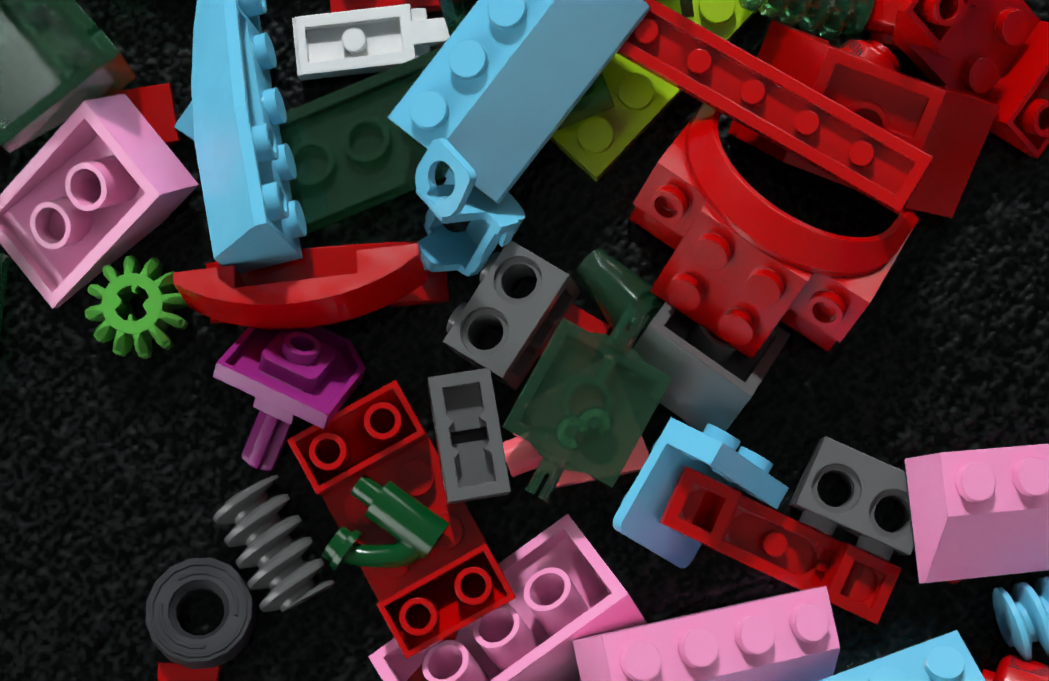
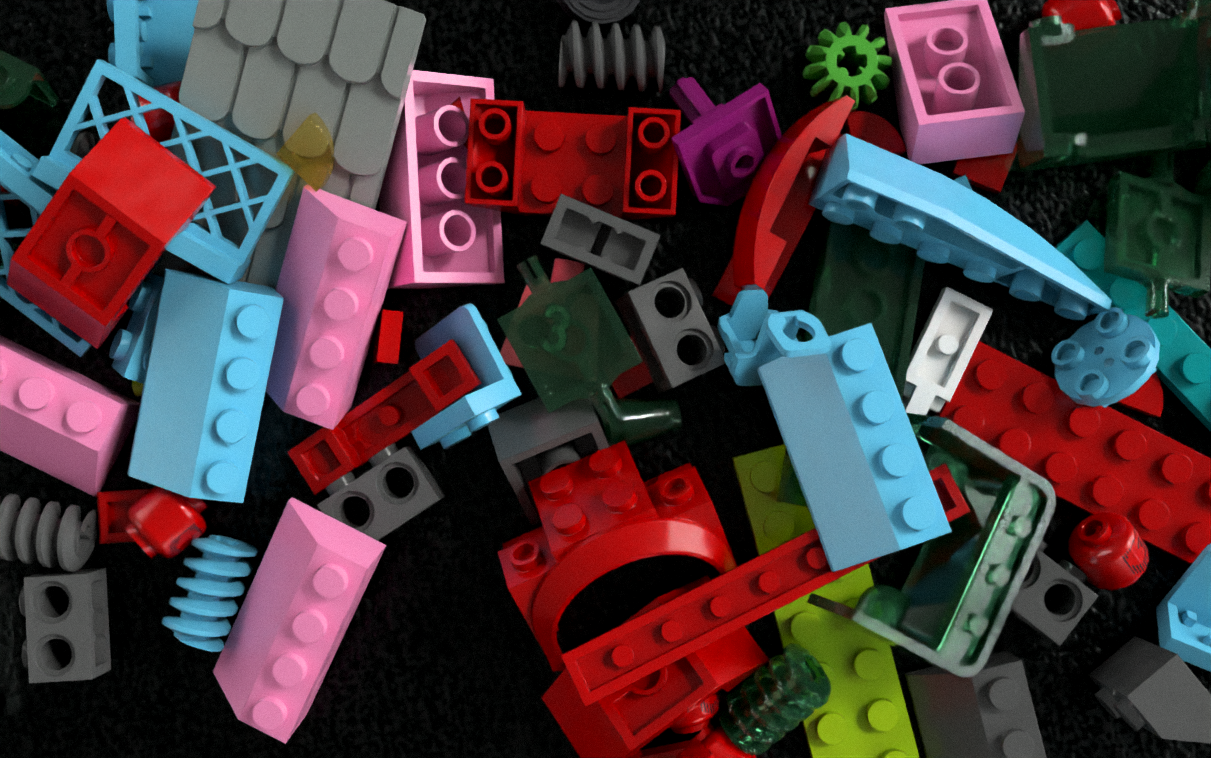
camera: 120 degrees right, 5 degrees up
(188, 239) = (875, 131): none -> red tile
(398, 514) = (578, 158): dark green plant -> none
(698, 593) = (388, 337): none -> red tile

